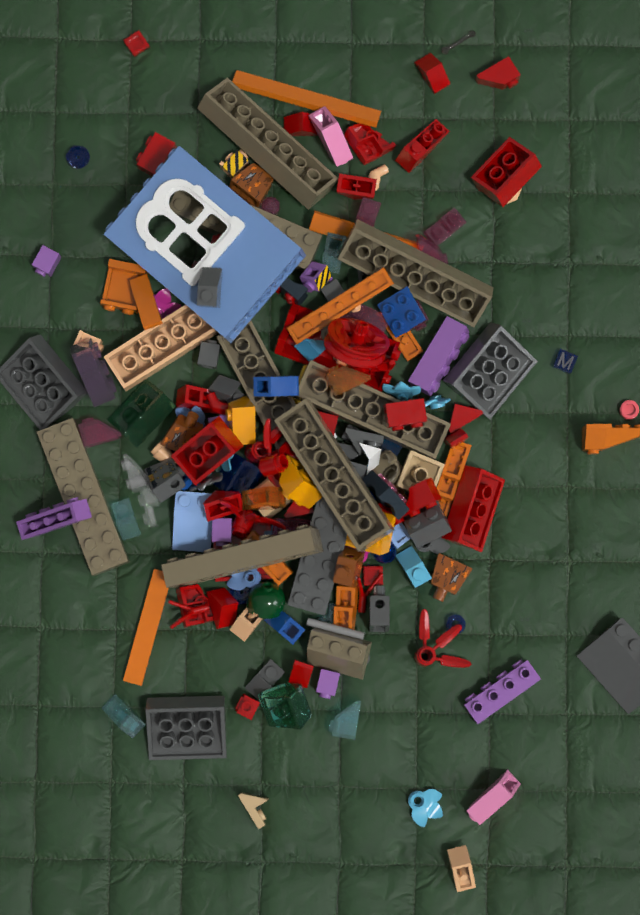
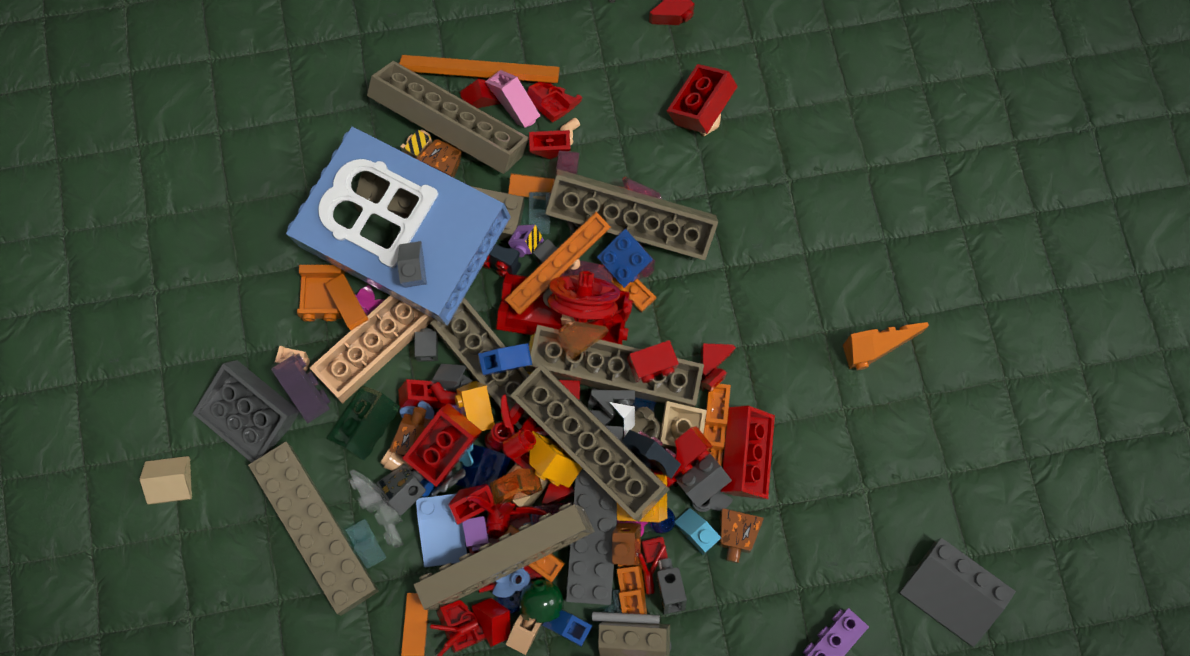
camera: 15 degrees left, 10 degrees down
(46, 261) = (232, 282): medium lavender brick -> none
(54, 518) = (282, 557): medium lavender brick -> none
(72, 154) = (249, 164): clear blue plate -> none
(96, 432) = (317, 453): clear pink slope -> none
(136, 43) = (293, 48): red tile -> none
(155, 153) = (328, 144): red brick -> none
(271, 205) = (465, 177): clear pink tile -> none
(310, 348) = (536, 316): dark azure sticker -> none
(400, 535) = (675, 498): light blue plate -> none
(402, 391) = (643, 339): medium azure plate -> none
(421, 145) = (608, 92): red slope -> none
(433, 72) = (605, 21): red slope -> none
(436, 401) = (683, 346): medium azure plate -> none
(439, 356) = (674, 298): medium lavender brick -> none
(442, 641) = (748, 607): red plant -> none
(445, 227) = (651, 167): clear pink slope -> none
(460, 619) = (765, 585): clear blue plate -> none
(490, 370) = (732, 302): dark grey slope -> none
(565, 361) = (808, 278): clear blue tile -> none
(629, 409) = (888, 315): coral tile -> none

